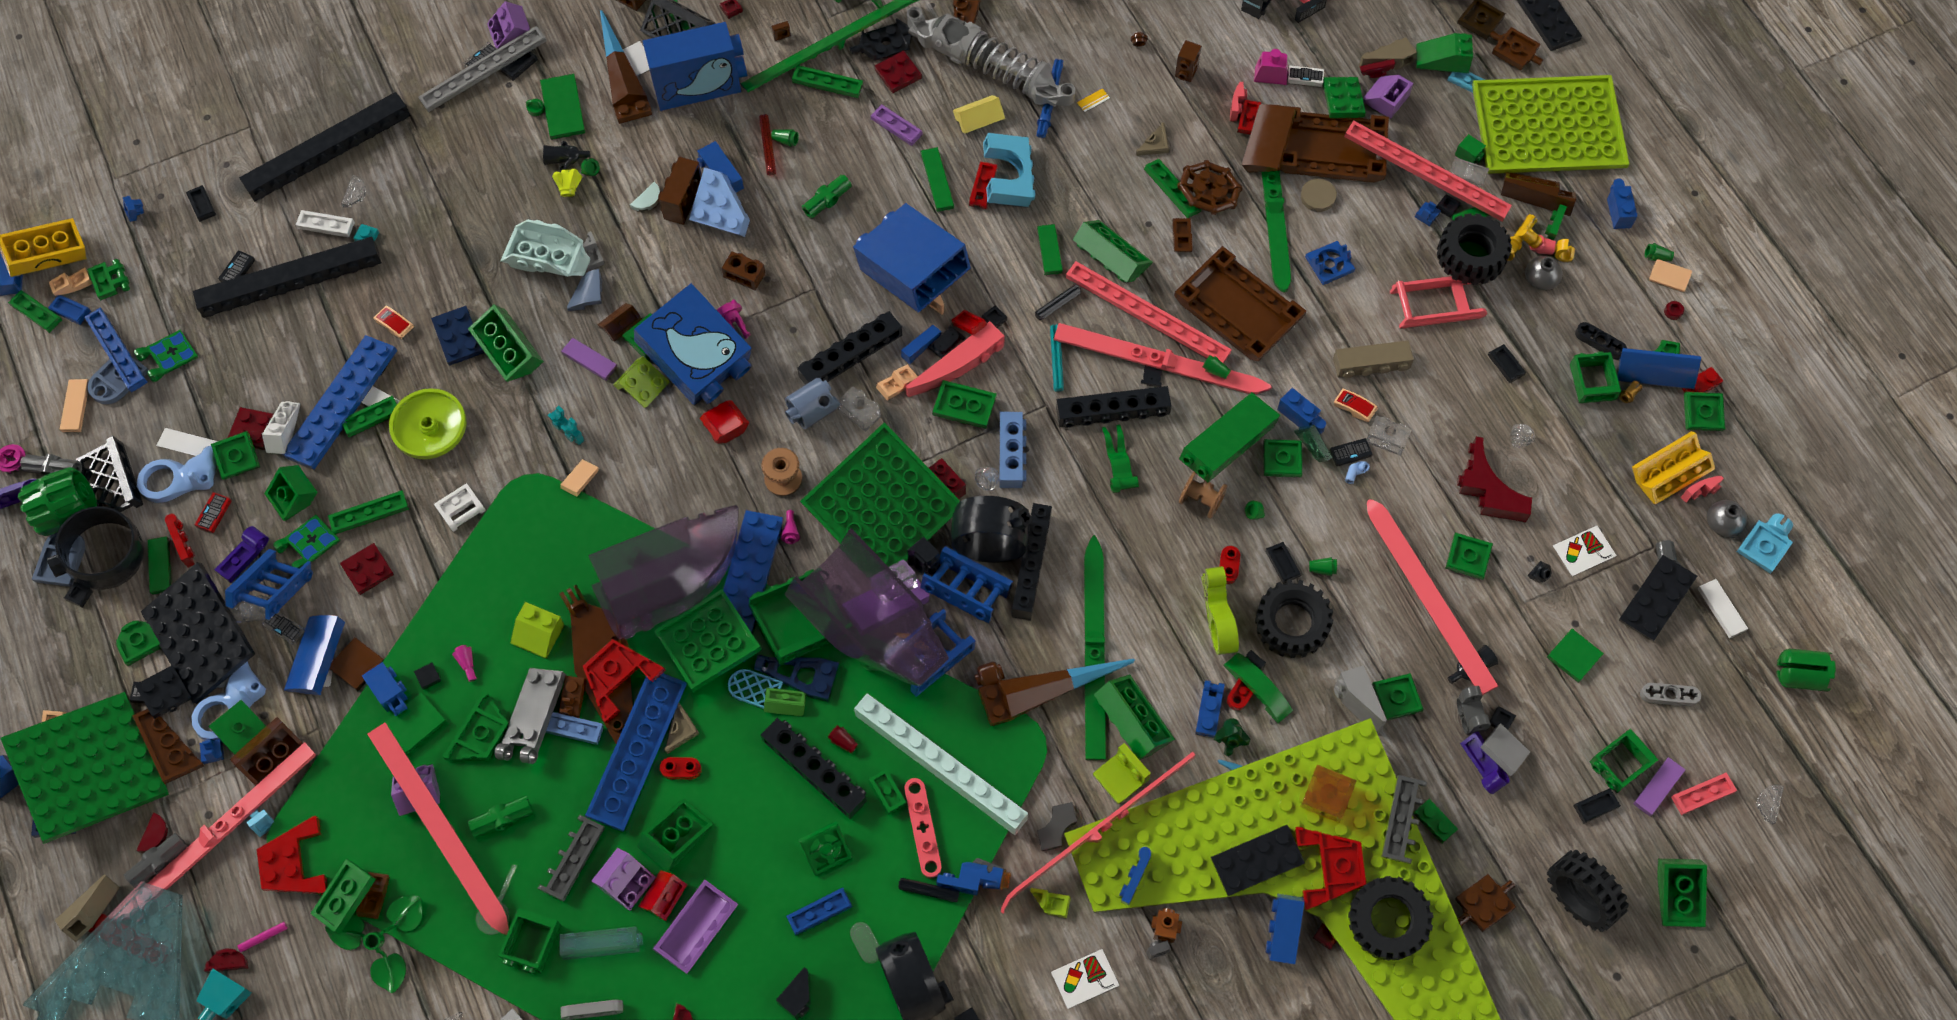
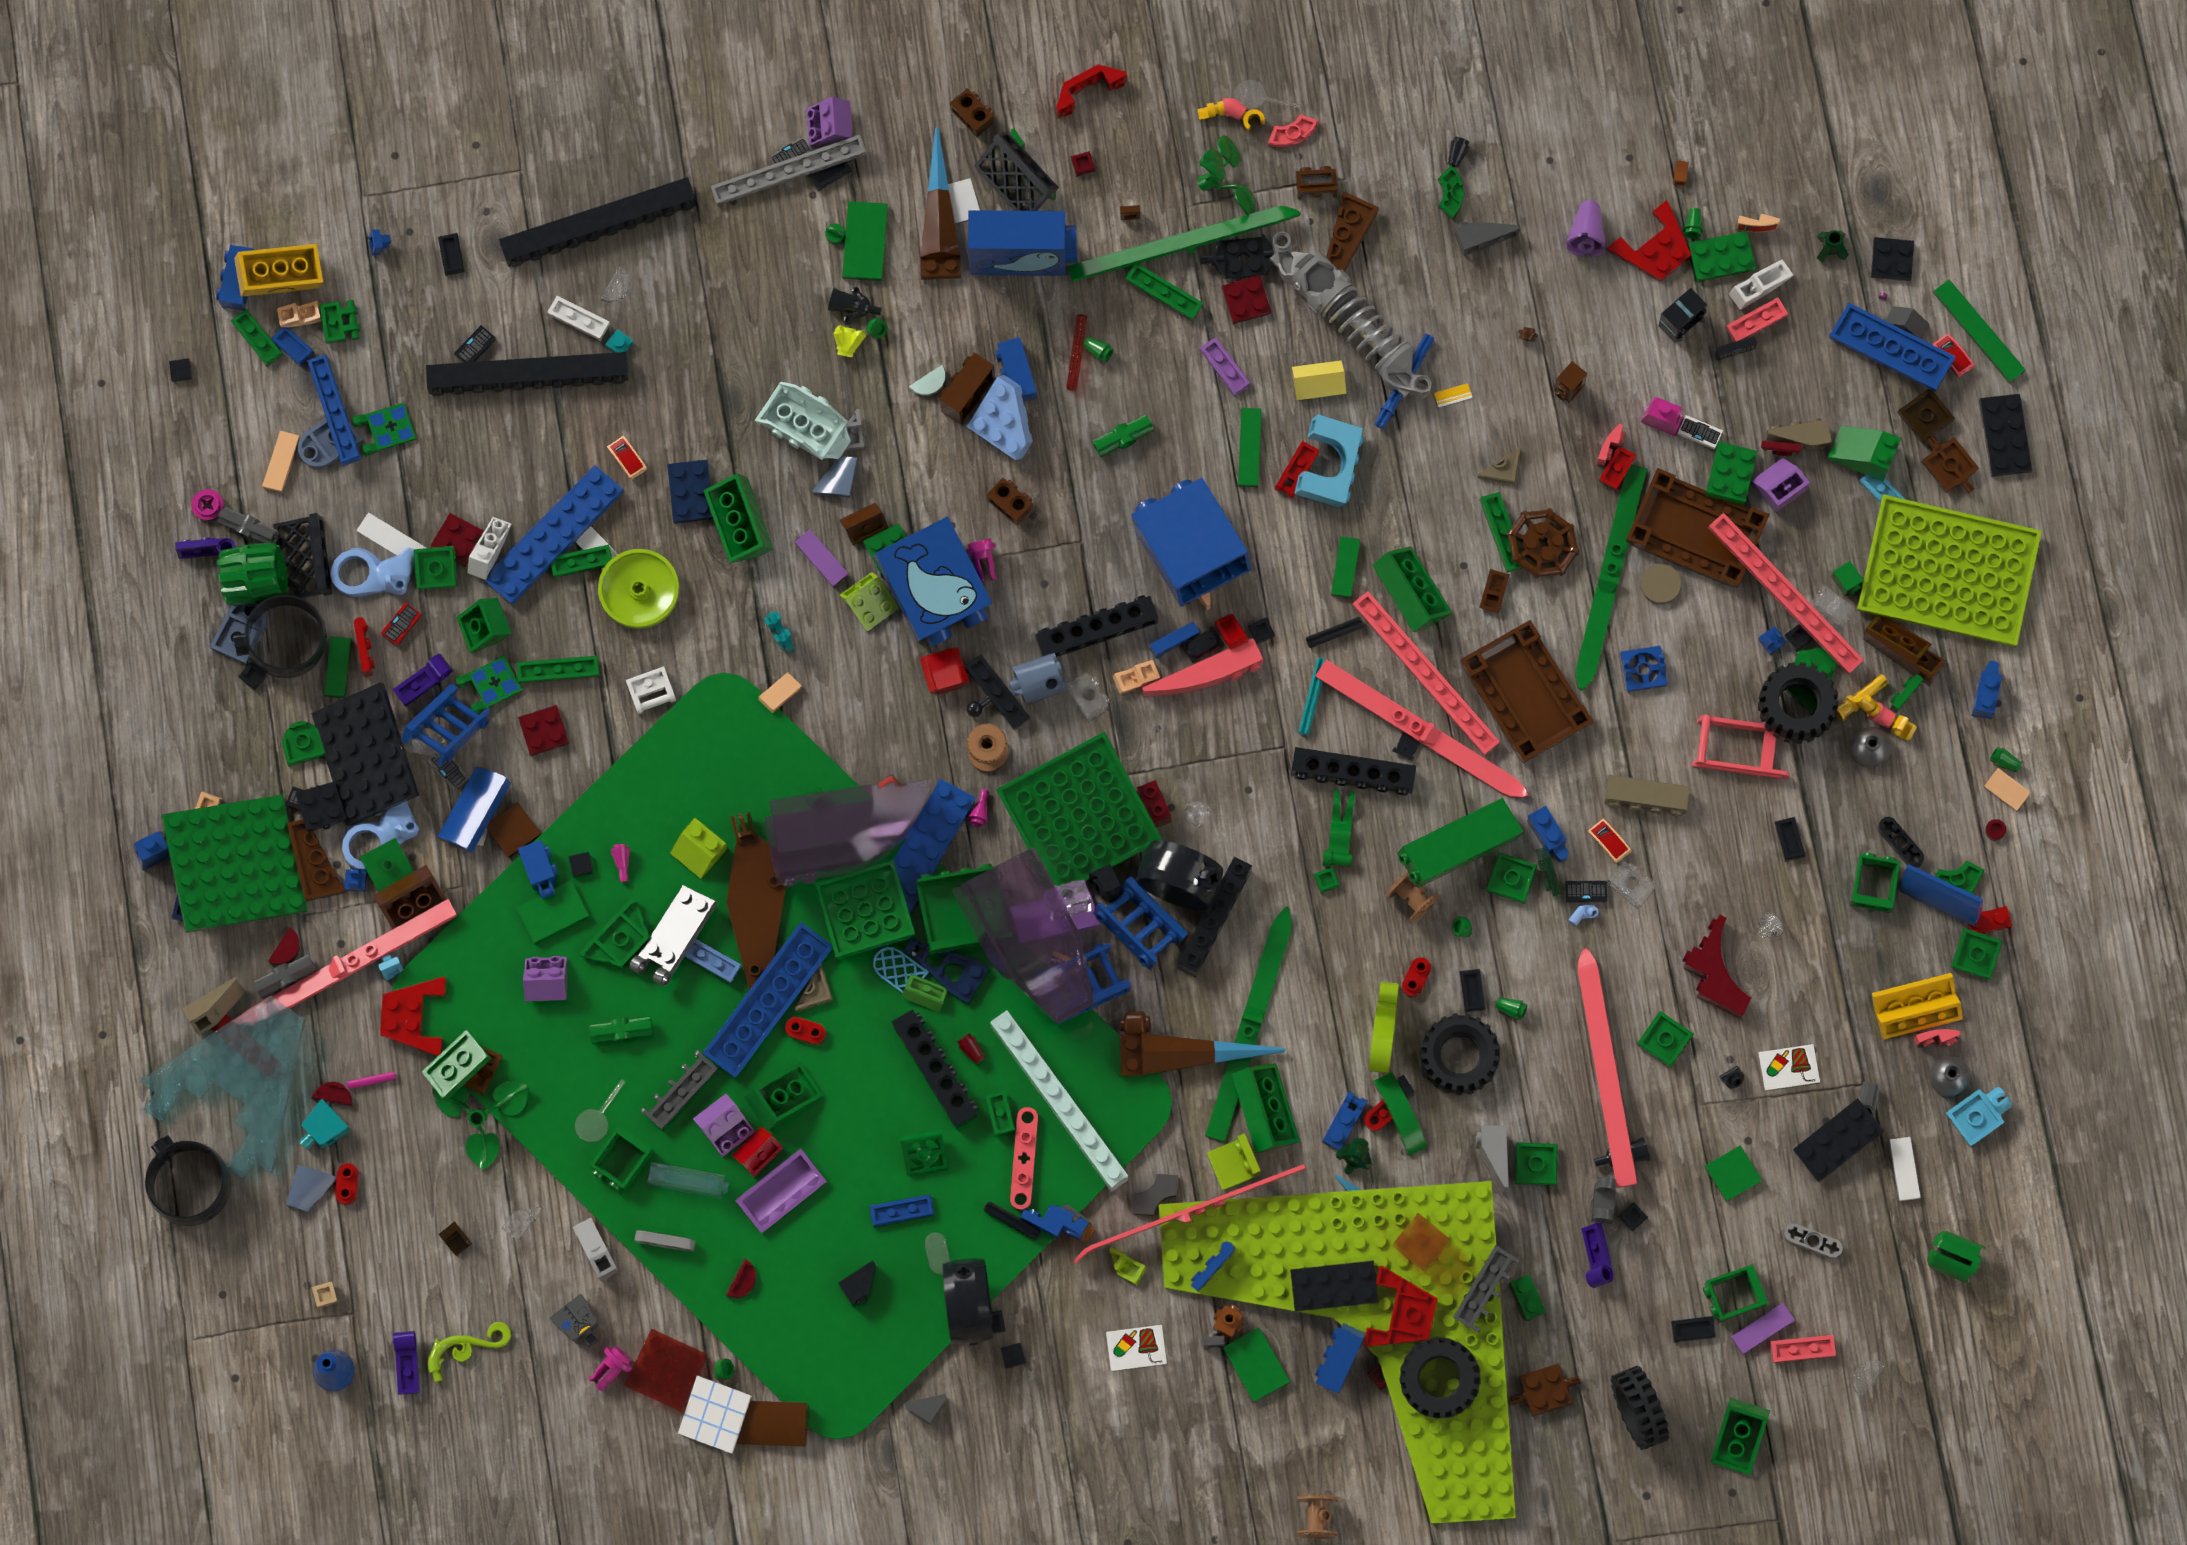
camera: 20 degrees right, 10 degrees up
(439, 828) = (561, 1025): coral piece -> none
(572, 696) = (718, 928): reddish brown plate -> none
(611, 668) = (763, 911): red wing -> none
(776, 427) = (996, 693): none -> black plate
(964, 404) = (1199, 723): green plate -> none
(1012, 422) = (1237, 757): medium blue brick -> none
(1120, 504) = (1326, 880): none -> green tile
(1205, 960) = (1256, 1365): none -> green tile
(1216, 367) = (1476, 758): green cone -> none
(1268, 138) = (1626, 503): reddish brown slope -> none
(1505, 749) = (1621, 1248): light grey tile -> none
(1628, 395) = (1907, 910): pearl gold pin -> none

